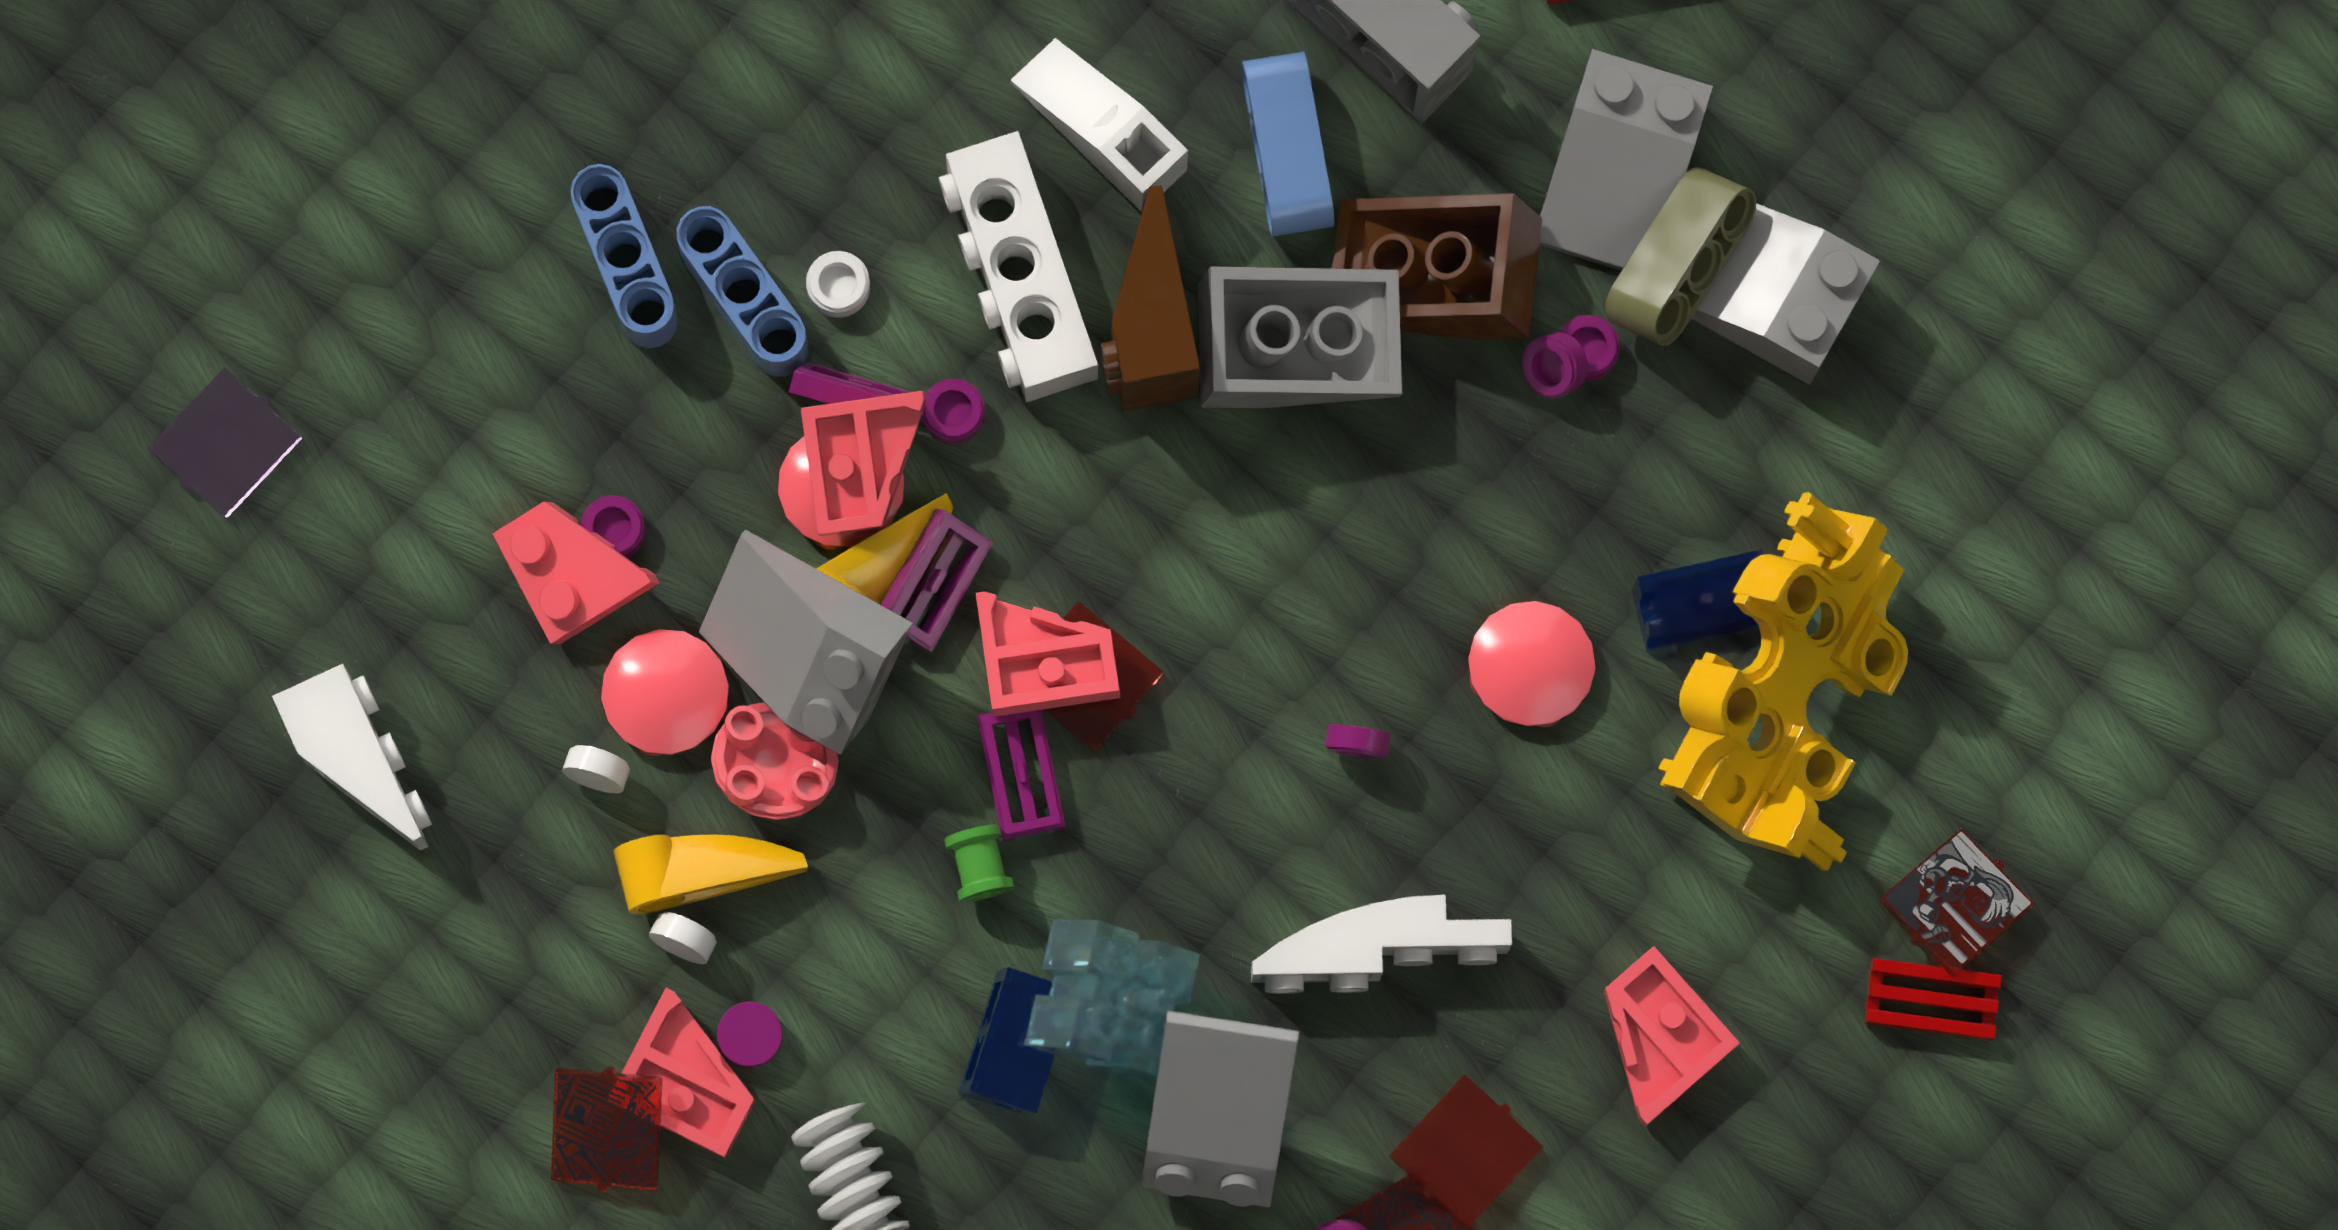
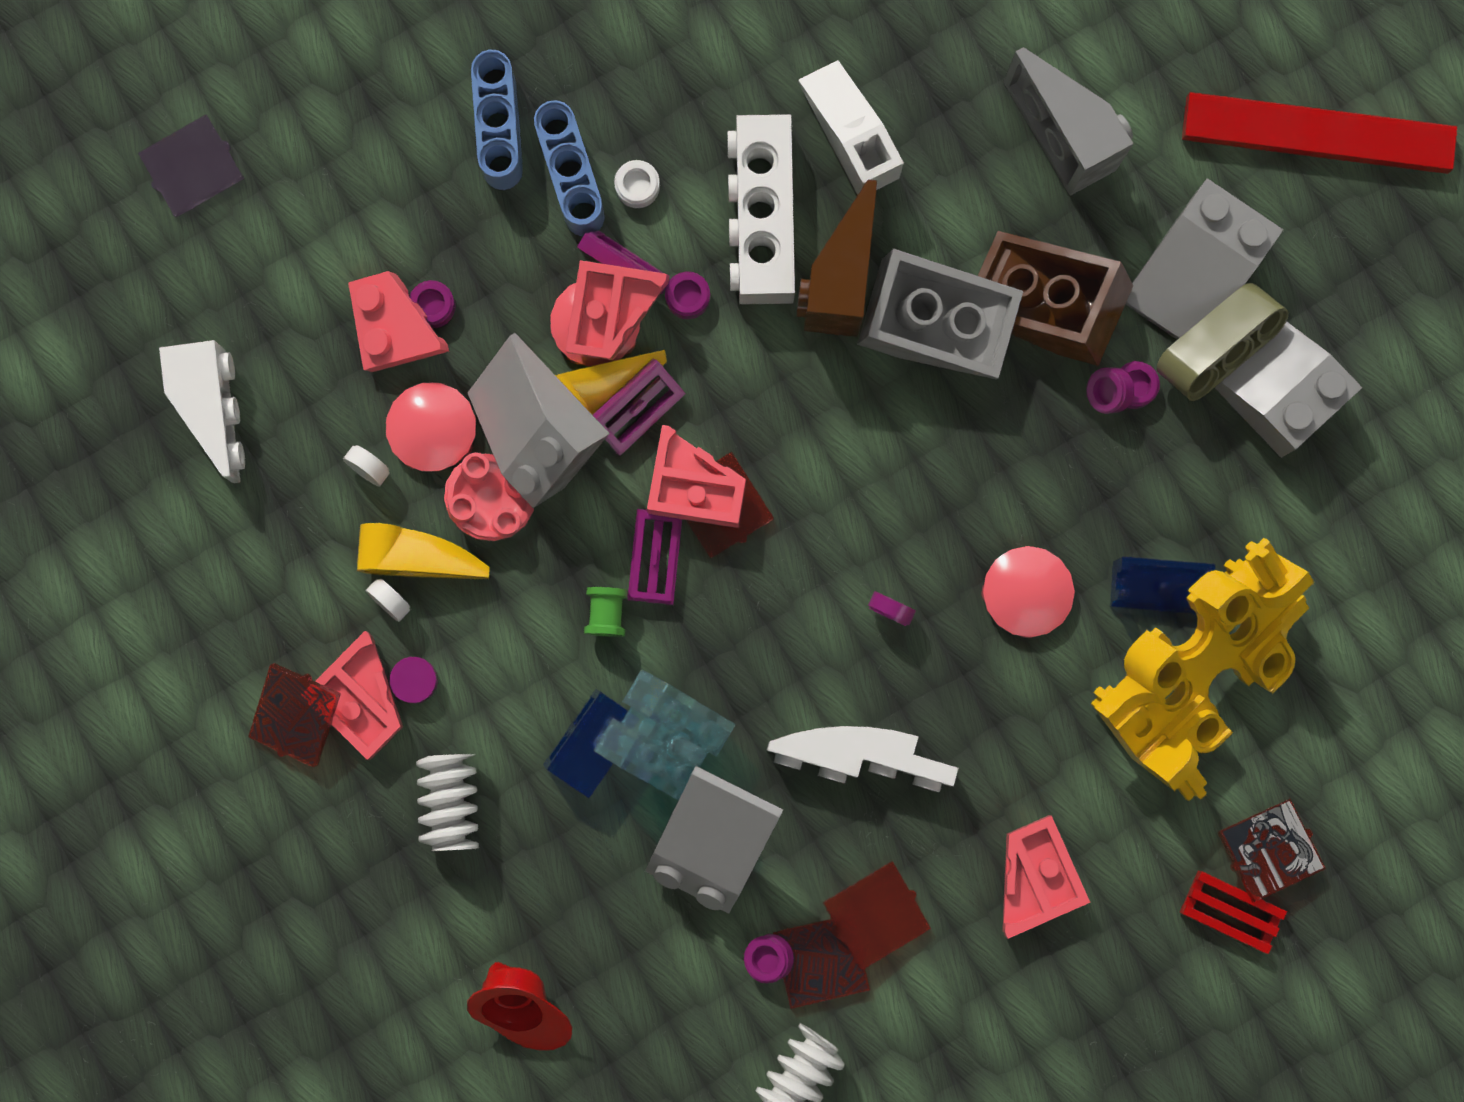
camera: 20 degrees right, 5 degrees up
(1288, 144) = (974, 181): medium blue beam -> none

